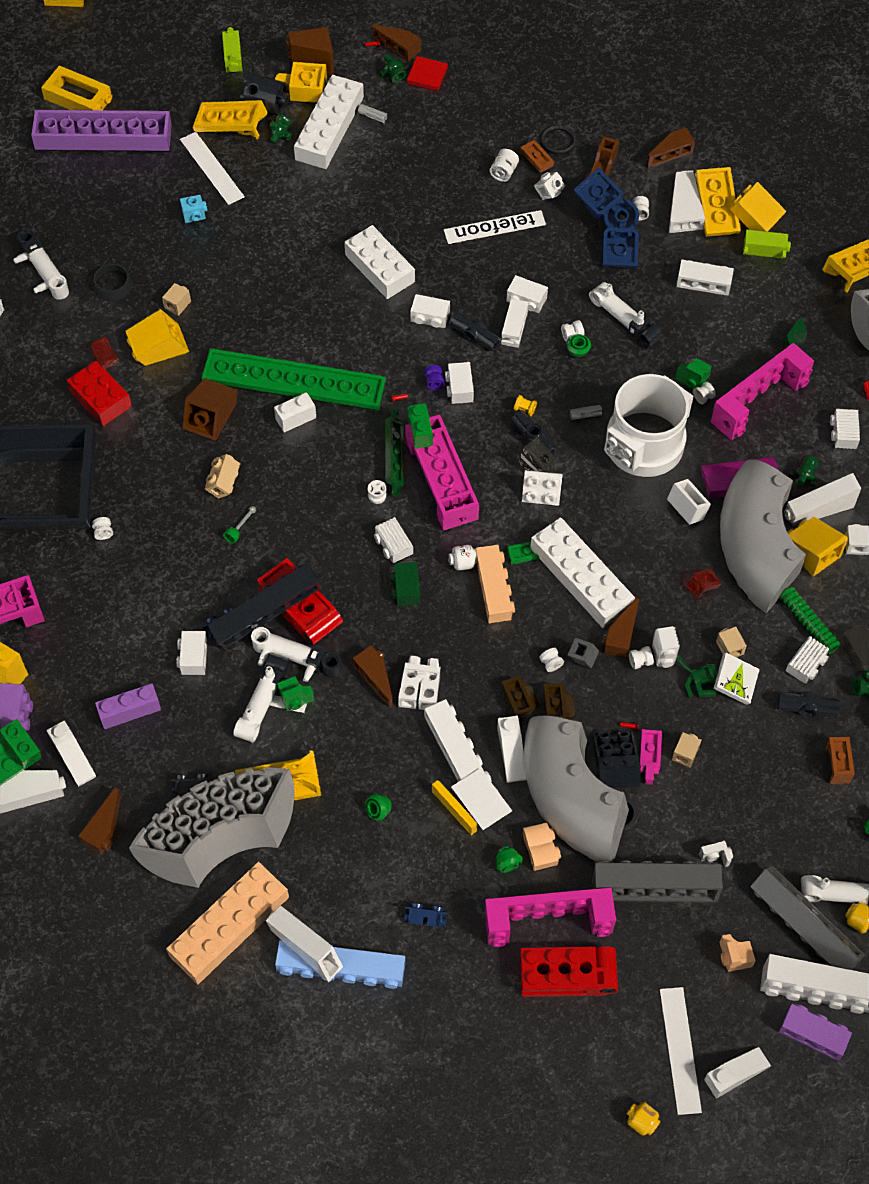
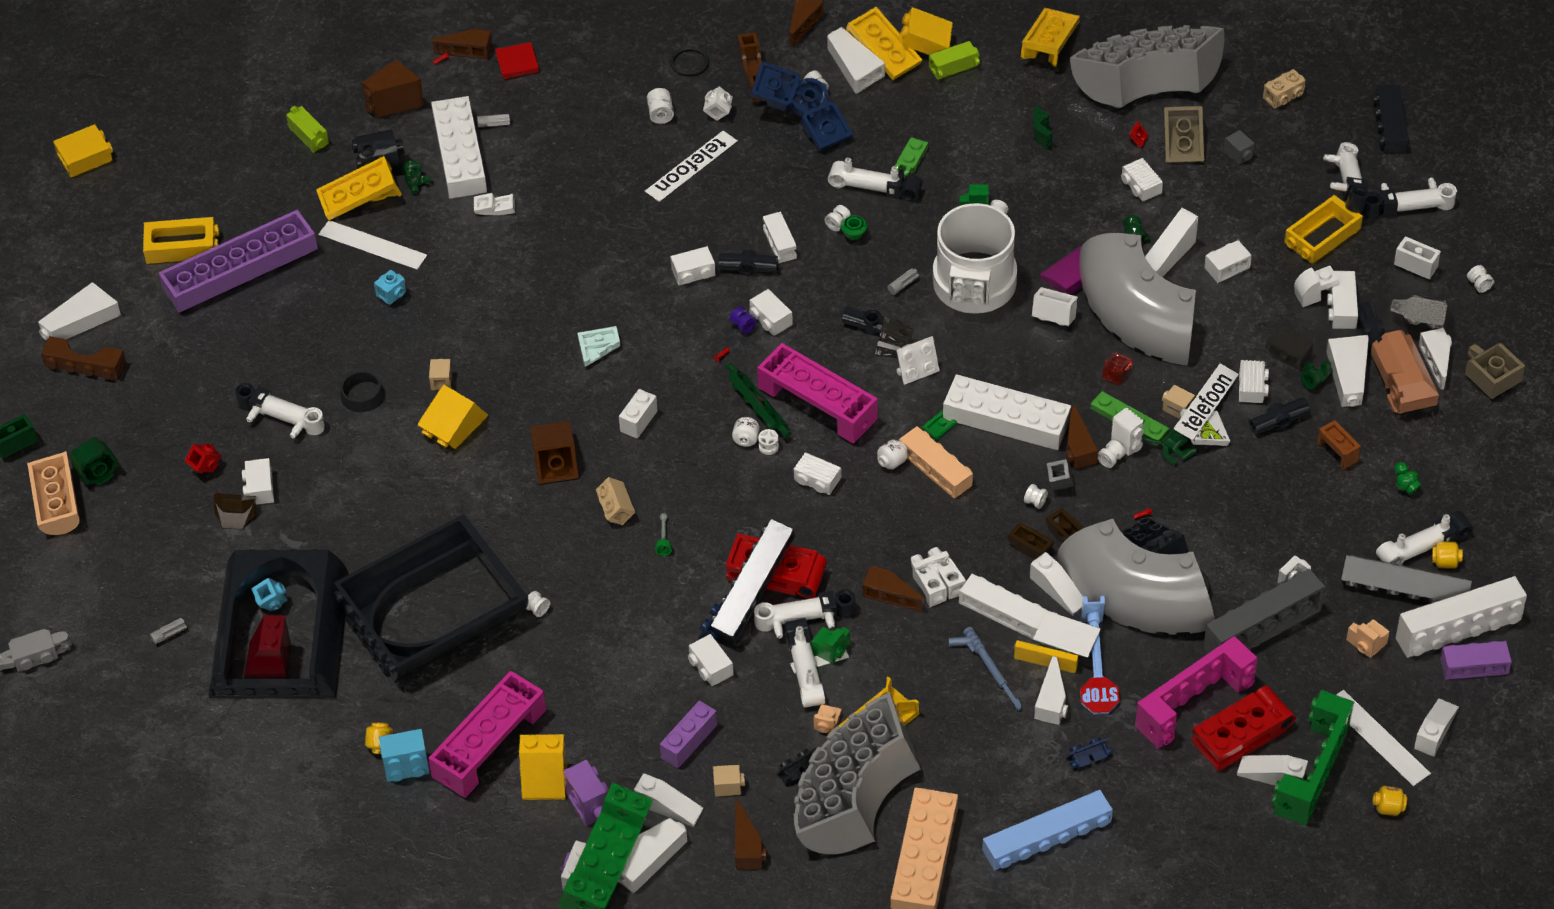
camera: 30 degrees left, 10 degrees down
(99, 393) = (435, 491): red brick -> none
(104, 353) = (408, 457): clear red bracket -> none
(128, 763) = (728, 780): none -> tan brick
(244, 756) = (827, 718): none -> light nougat bracket
(294, 379) = (611, 386): green plate -> none
(301, 76) = (402, 115): yellow brick -> none
(305, 943) = (1010, 822): white slope -> none
(310, 336) = (597, 343): none -> light aqua wing
(318, 180) = (489, 205): none -> white slope
(365, 473) = (746, 431): none -> white head
(377, 806) = (979, 692): green cone -> none
(379, 262) = (610, 246): white brick -> none
(394, 68) = (482, 70): dark green piece -> none
(407, 584) = (858, 502): dark green brick -> none
(407, 761) = (977, 646): none -> sand blue piece
(420, 426) = (775, 358): green brick -> none
(430, 848) = (1051, 700): none -> white slope
(475, 865) = (1098, 693): none -> light blue piece
(508, 859) = (1124, 671): green cone -> none
(526, 405) = (845, 301): yellow bush -> none
(527, 291) = (770, 203): white brick -> none
(537, 156) = (683, 84): dark orange plate -> none
(541, 846) = (1143, 646): light nougat brick -> none
(566, 1027) = (1271, 768): none -> white slope
(649, 1016) = (1296, 797): none -> green plate
(650, 754) = (1174, 518): dark pink hinge -> none
(670, 309) = (911, 156): none -> bright green hinge
(686, 749) = (1206, 505): tan brick -> none
(689, 647) = (1109, 407): none -> bright green plate
(705, 277) = (921, 114): white brick -> none
(753, 656) = (1206, 401): none -> white sticker
(790, 365) = (1058, 152): dark pink plate -> none
(809, 619) = (1227, 348): green piece -> none
(819, 543) = (1196, 276): yellow slope -> none

